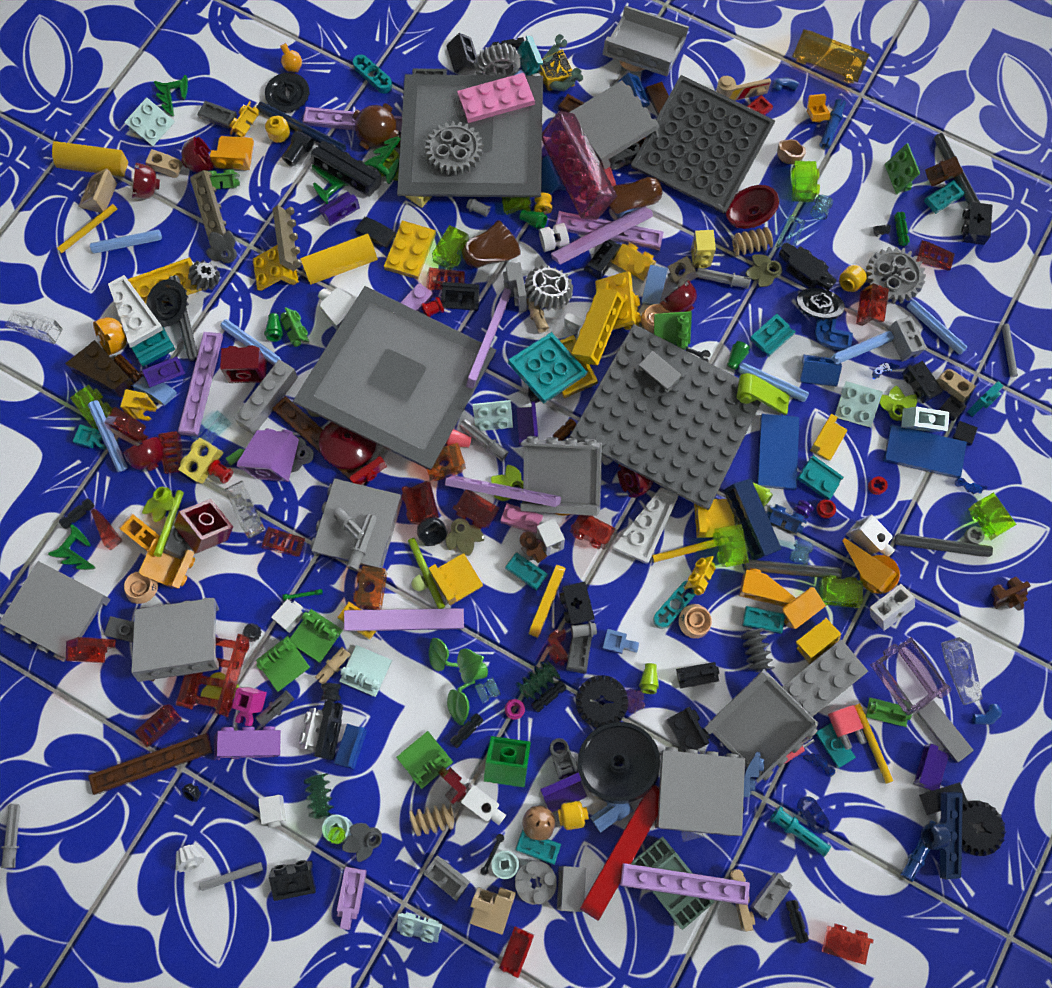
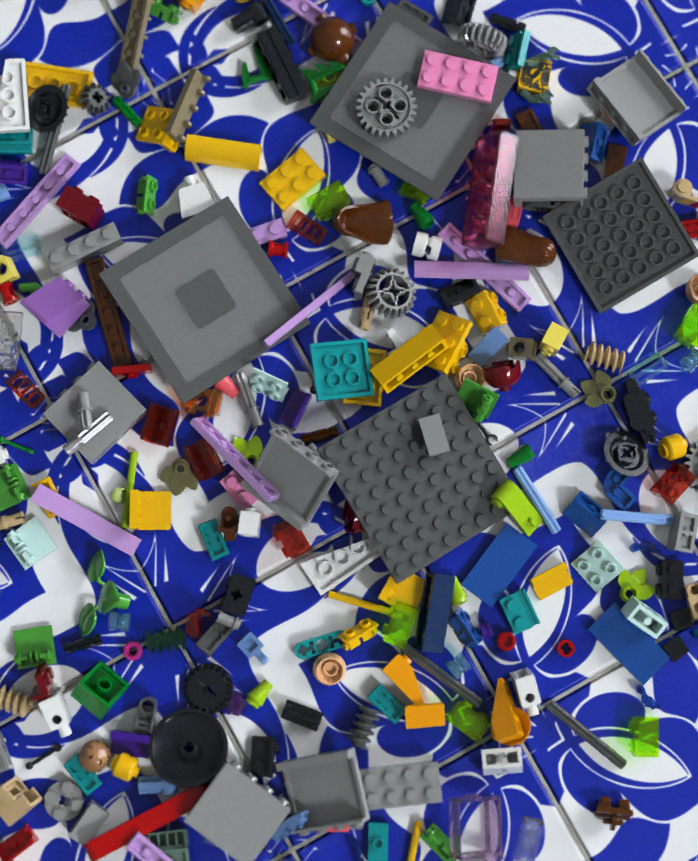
camera: 30 degrees right, 10 degrees up
(125, 241) = (45, 22): light blue axle -> none
(237, 272) = (127, 111): none -> green axle
(247, 340) = (100, 187): light blue axle -> none
(273, 328) = (127, 186): green cone -> none
(339, 208) = (253, 100): dark purple panel -> none
(342, 451) = (119, 340): dark red dish -> none
(374, 599) = (85, 472): clear orange brick -> none
(377, 232) = (271, 144): black slope -> none
(432, 531) = (154, 456): black hair -> none
(460, 296) = (309, 253): black hinge -> none
(505, 864) = (47, 772): light aqua wheel -> none
(543, 203) = (438, 208): yellow wheel -> none
(547, 601) = (215, 576): yellow beam -> none
(548, 696) = (167, 657): black axle -> none
(549, 177) = (460, 183): blue panel -> none
(550, 113) = (499, 124): none -> clear red slope
(753, 206) = (626, 317): dark red dish -> none
(772, 335) = (564, 456): teal plate -> none
(818, 640) = (421, 749): yellow hinge -> none
(845, 722) = (398, 830): coral piece -> none
(975, 530) = (614, 746): light grey bush -> none

